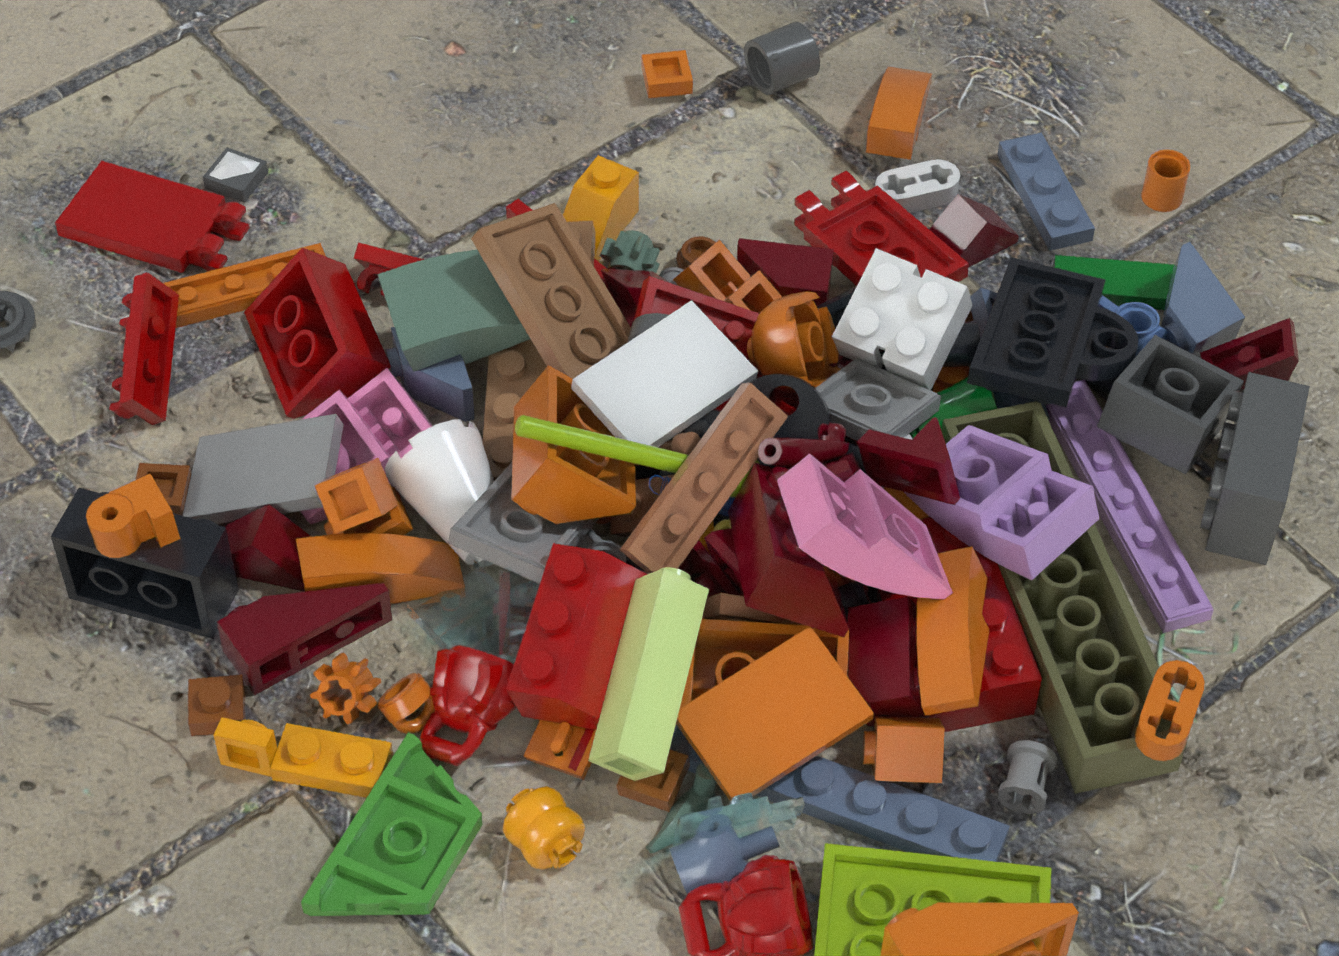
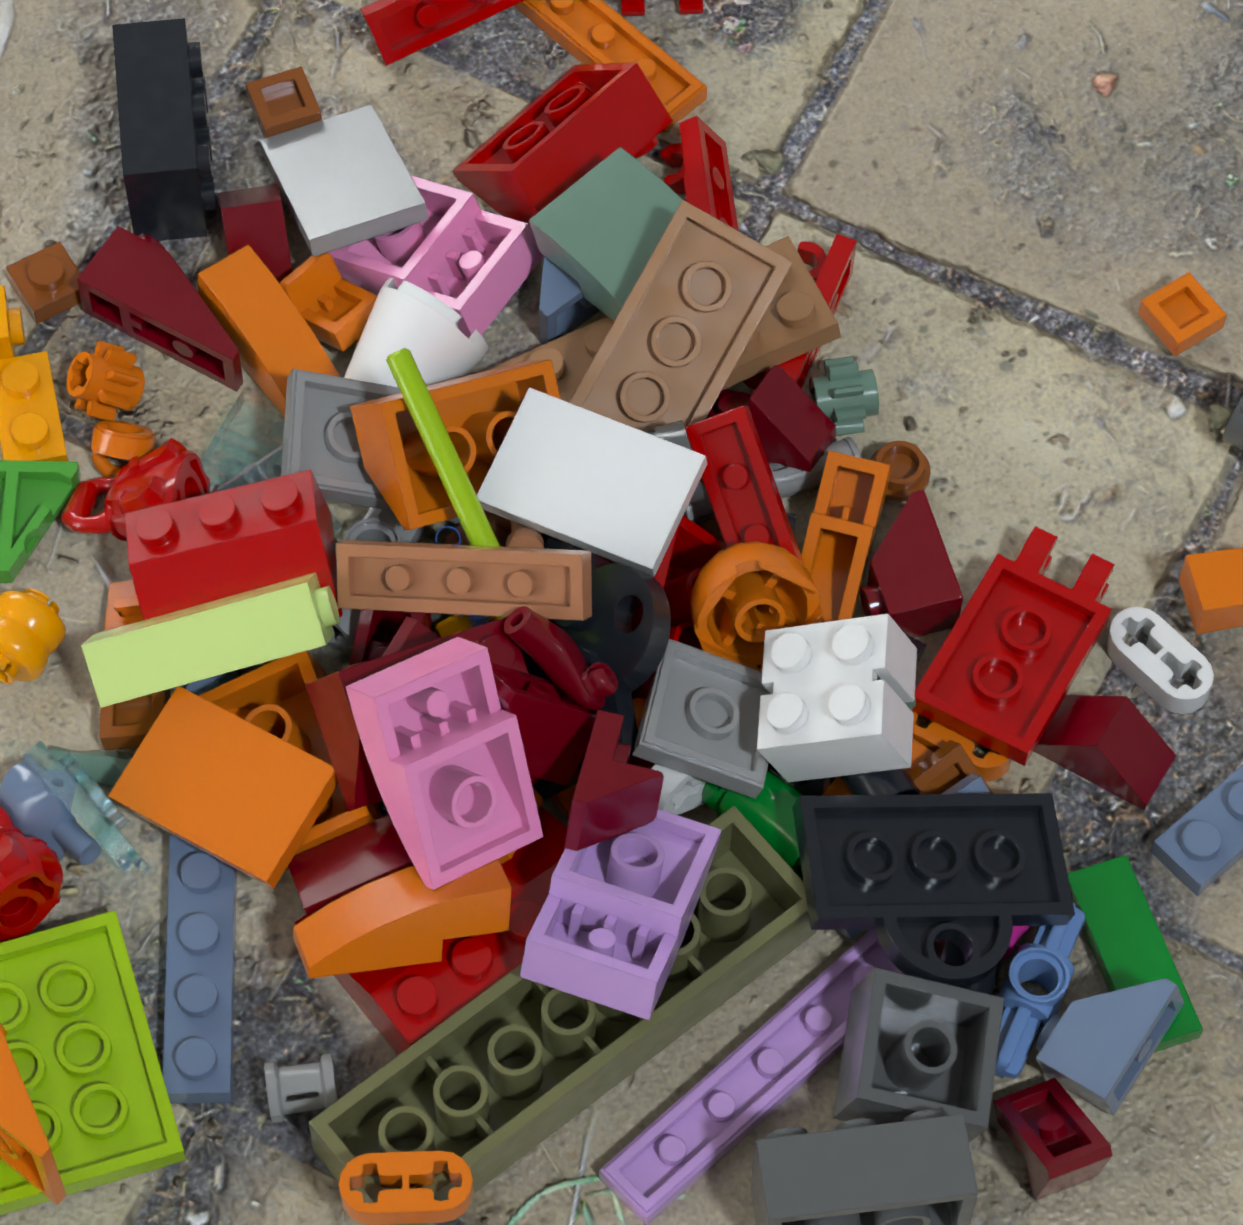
camera: 65 degrees right, 10 degrees up
(130, 517) = (151, 76): orange leg -> none
(356, 495) = (322, 270): orange brick -> none
(606, 196) = (904, 332): light orange slope -> none
(905, 749) = (262, 947): orange brick -> none

